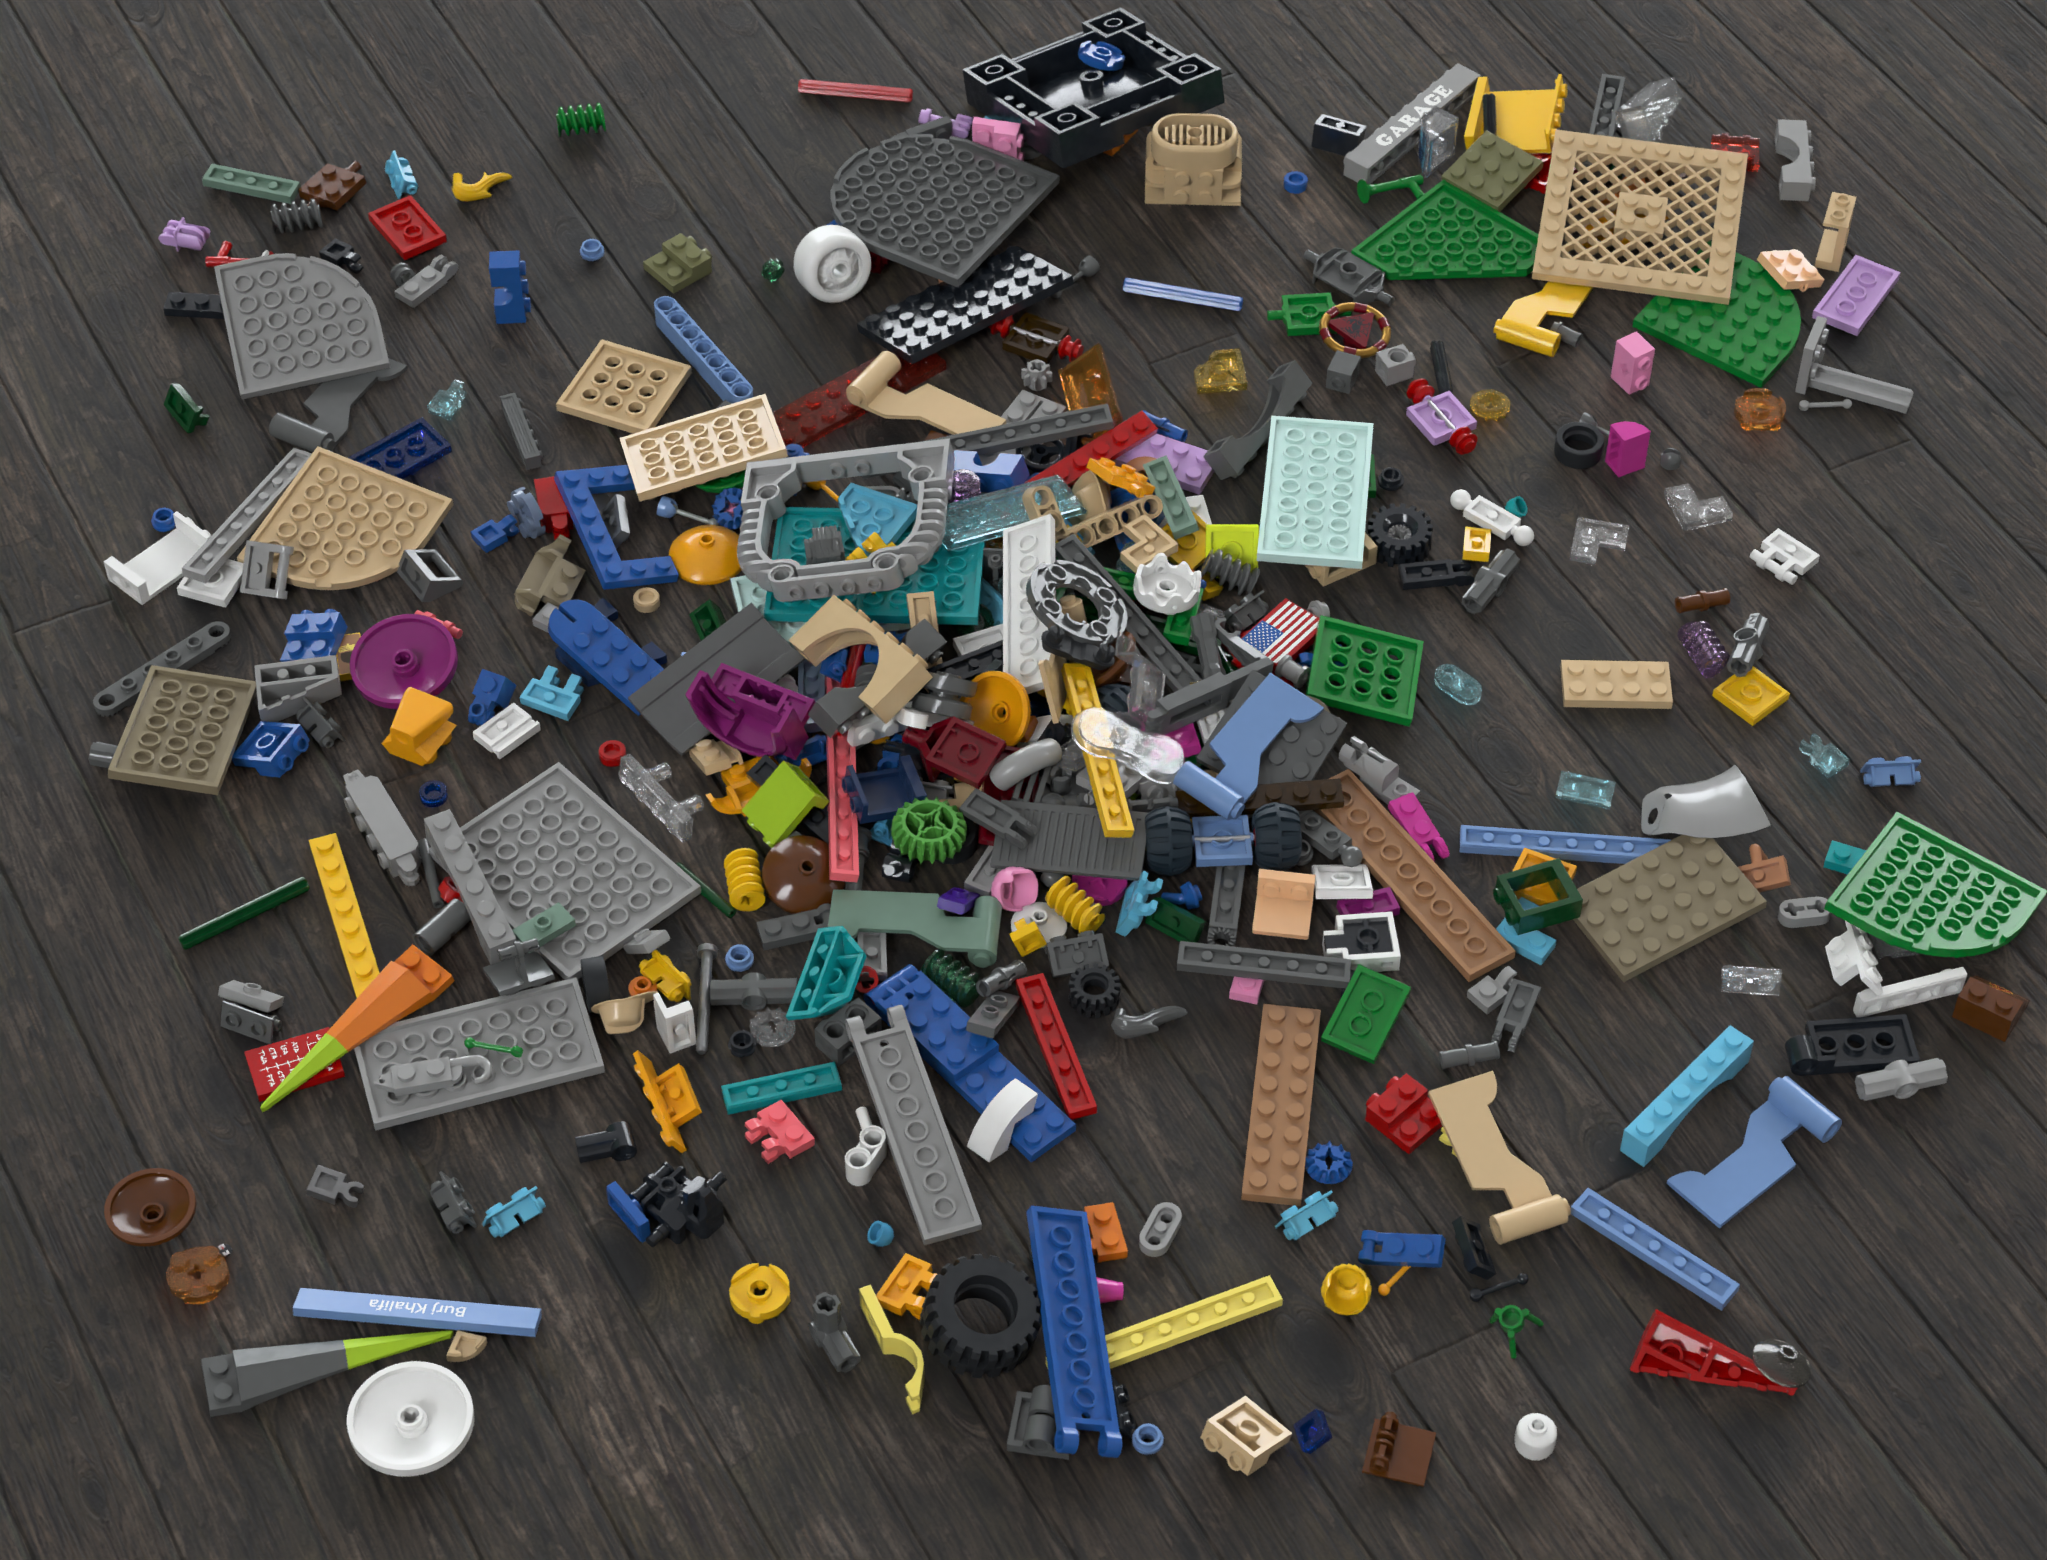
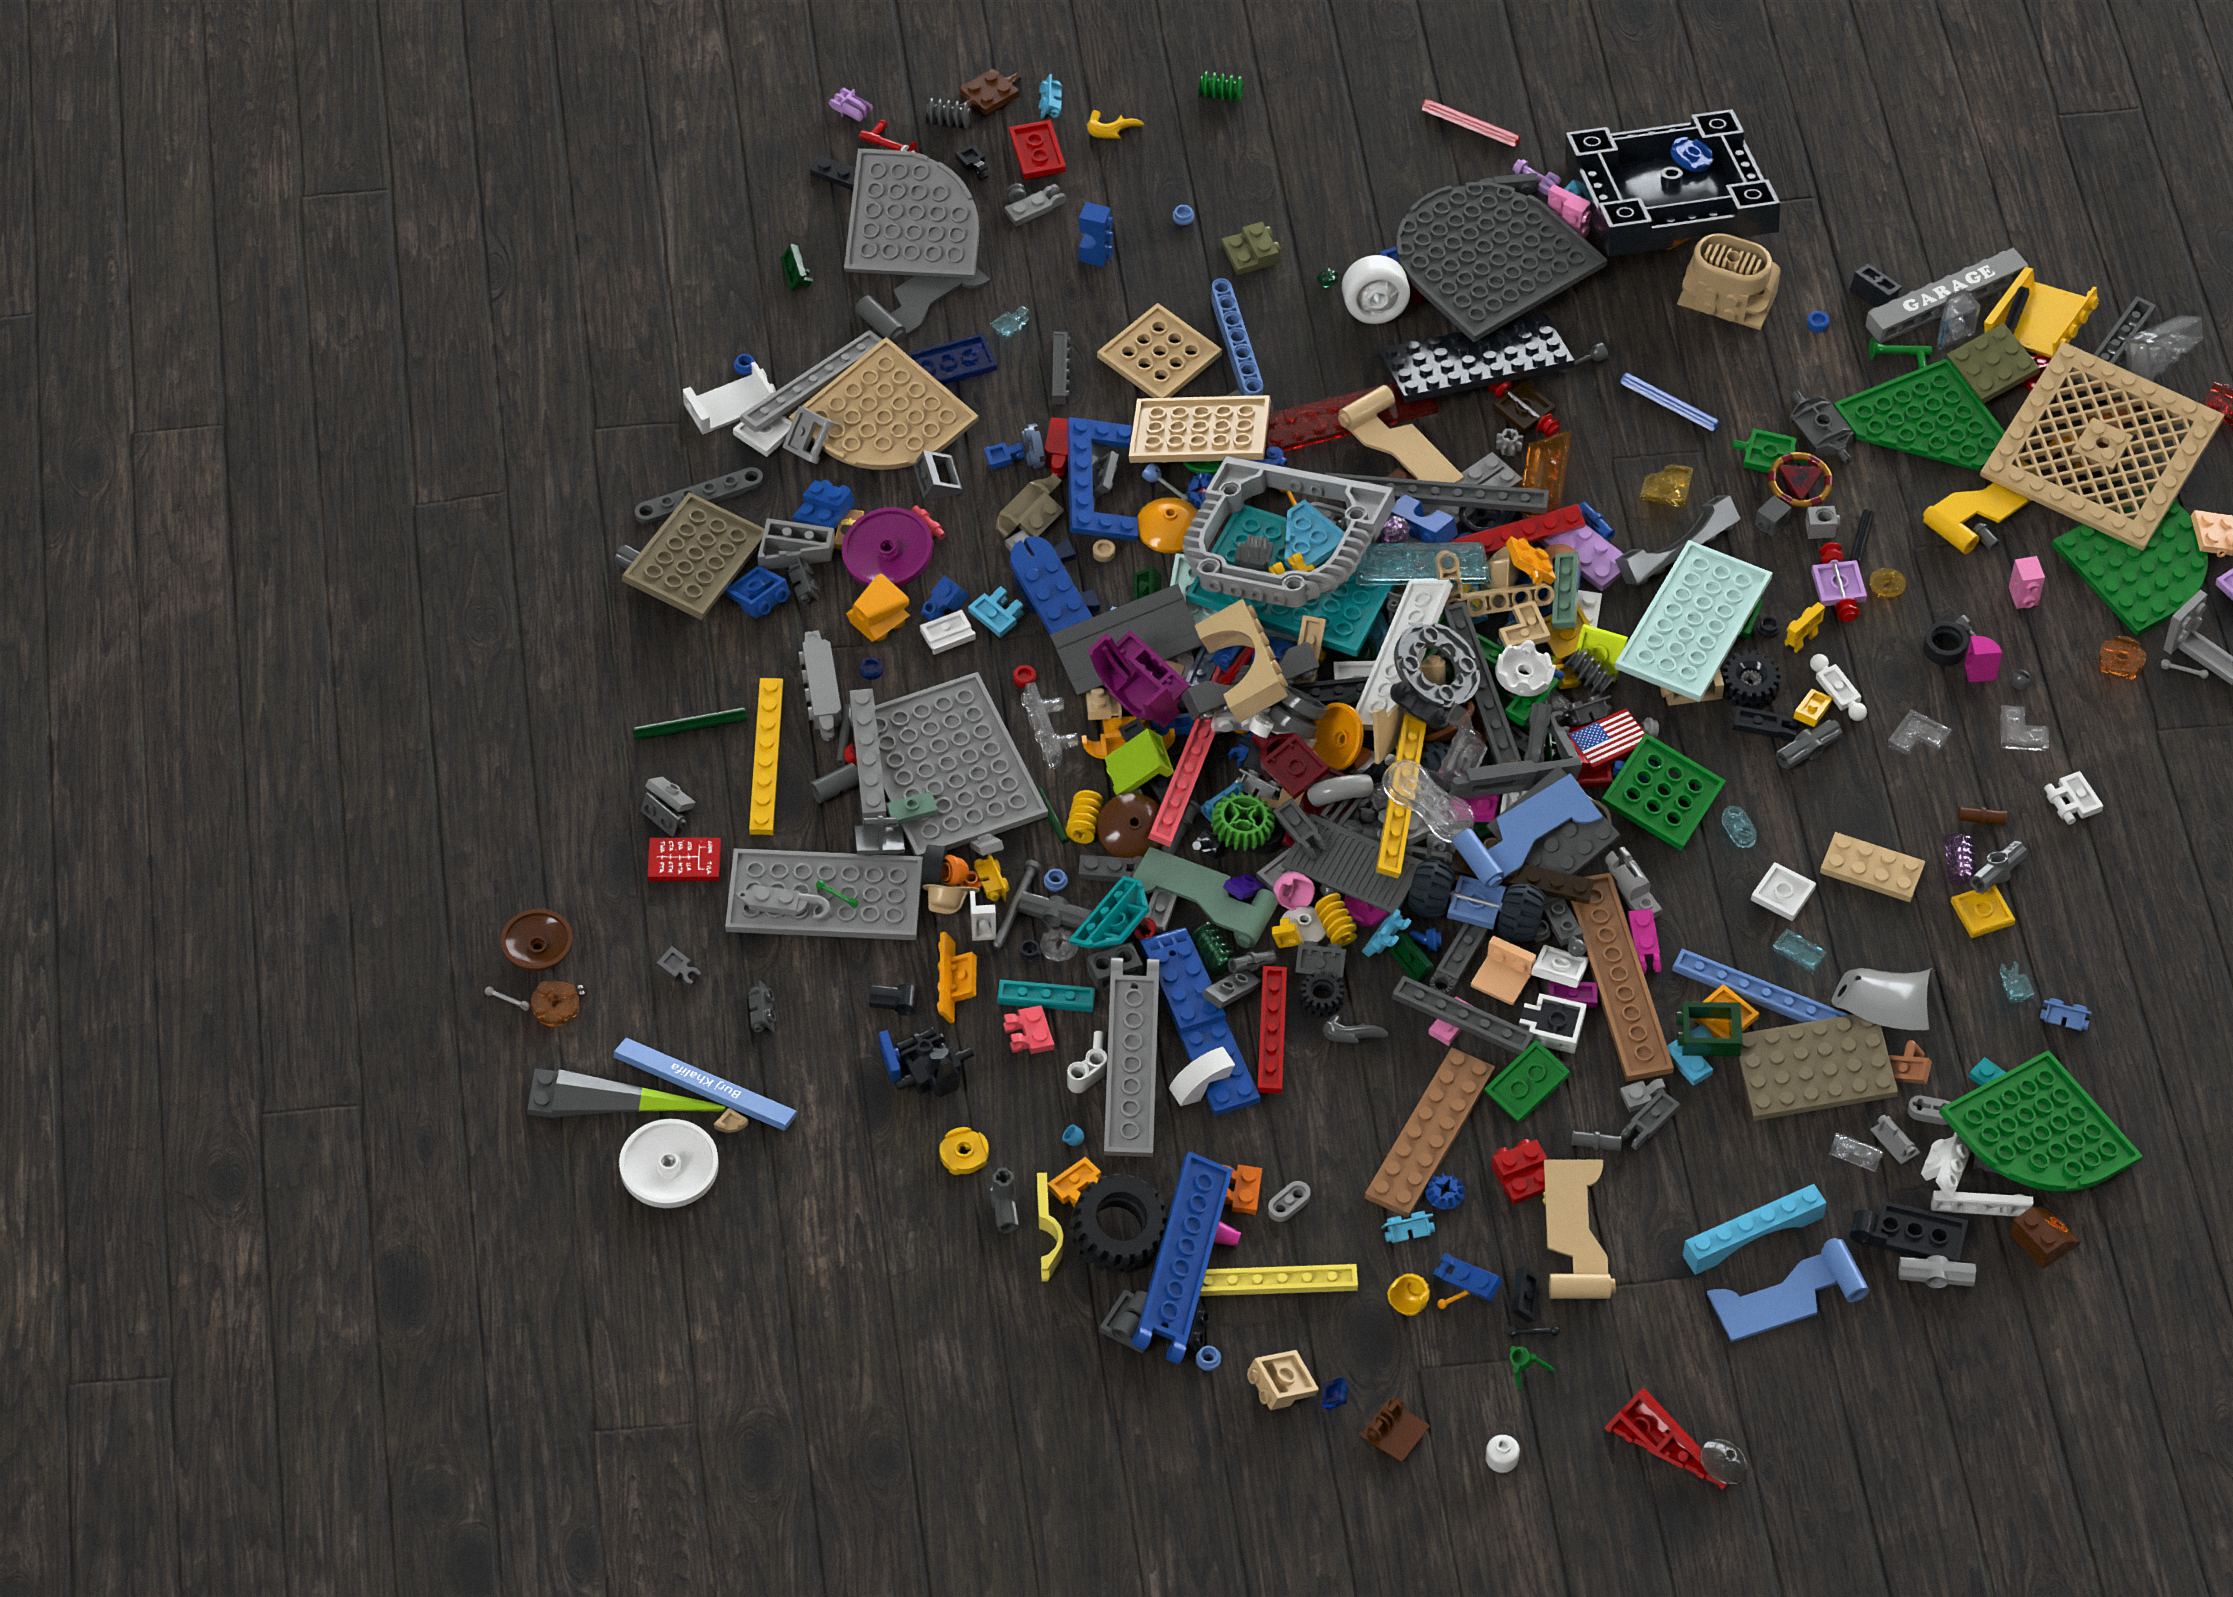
camera: 20 degrees right, 5 degrees up
(160, 1289) = (524, 1005): none -> light grey hinge
(251, 183) = (923, 70): sand green plate -> none
(392, 995) = (778, 827): orange plate -> none
(503, 1217) = (795, 1030): medium azure hinge -> none
(622, 980) = (953, 870): none -> orange cone
(880, 793) = (1219, 777): dark blue panel -> none
(1292, 671) = (1601, 774): light grey bush -> none
(1431, 467) = (1805, 624): none -> yellow plate
(1516, 506) = (1864, 684): teal hinge -> none
(1538, 735) = (1783, 891): none -> white plate
(1654, 1249) = (1668, 1341): medium blue plate -> none
(1785, 956) = (1894, 1139): none -> light grey hinge

